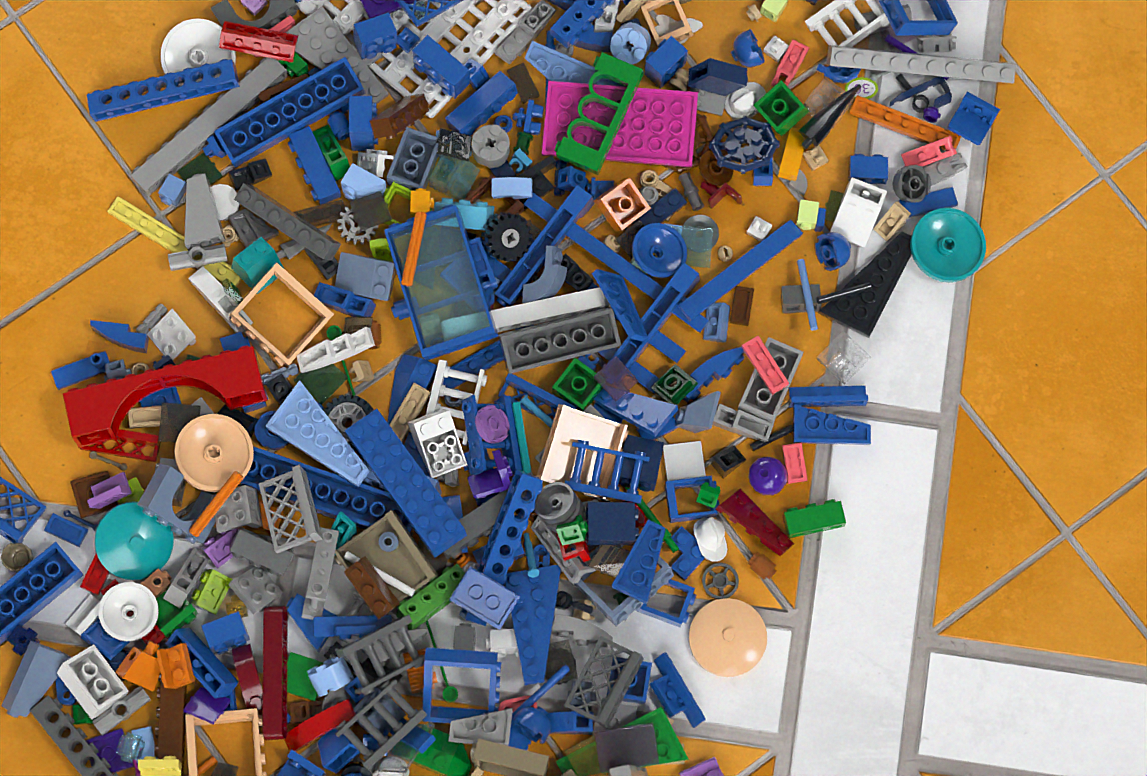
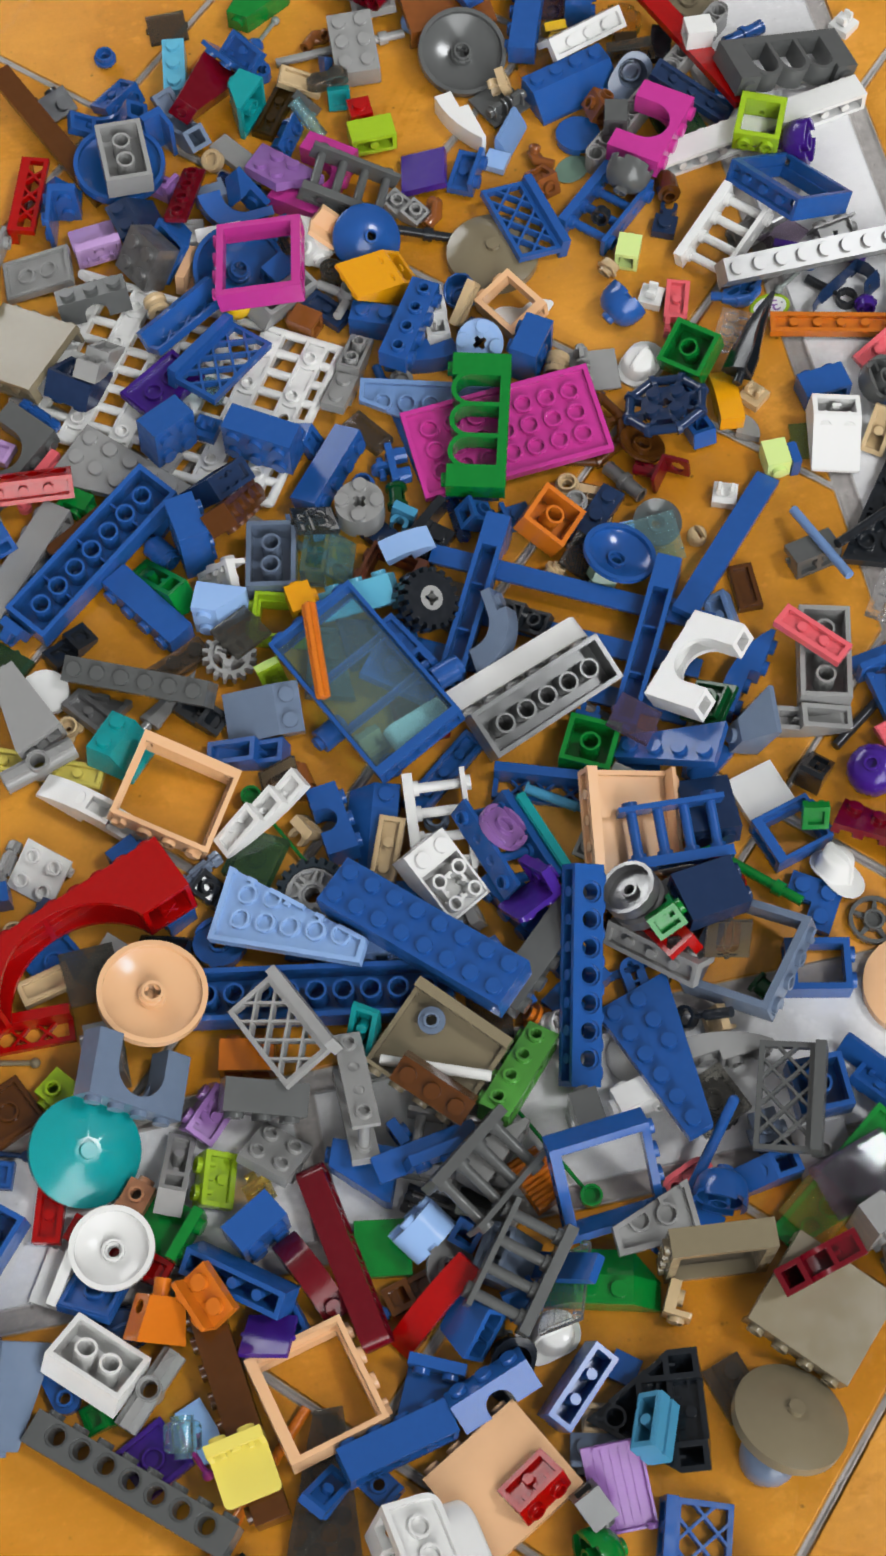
camera: 15 degrees left, 10 degrees down
(109, 491) = (28, 1098): medium lavender panel -> none
(216, 503) = (180, 1057): orange axle -> none
(232, 291) = (100, 786): clear green tile -> none
(239, 510) = (209, 1056): light grey bracket -> none
(342, 605) = (398, 1132): none -> blue plate
(382, 391) = (328, 805): none -> blue arch
(398, 93) = (221, 482): none -> dark blue window
(484, 597) = (587, 1046): tile -> none
(500, 296) = (447, 671): none -> blue brick
(533, 571) = (634, 991): dark azure piece -> none
(620, 300) = (605, 628): blue wing -> none
(640, 566) = (773, 932): blue wing -> none
(686, 335) = (700, 635): none -> white arch
(717, 77) = (601, 338): dark blue brick -> none
(833, 250) = (825, 485): blue cylinder -> none

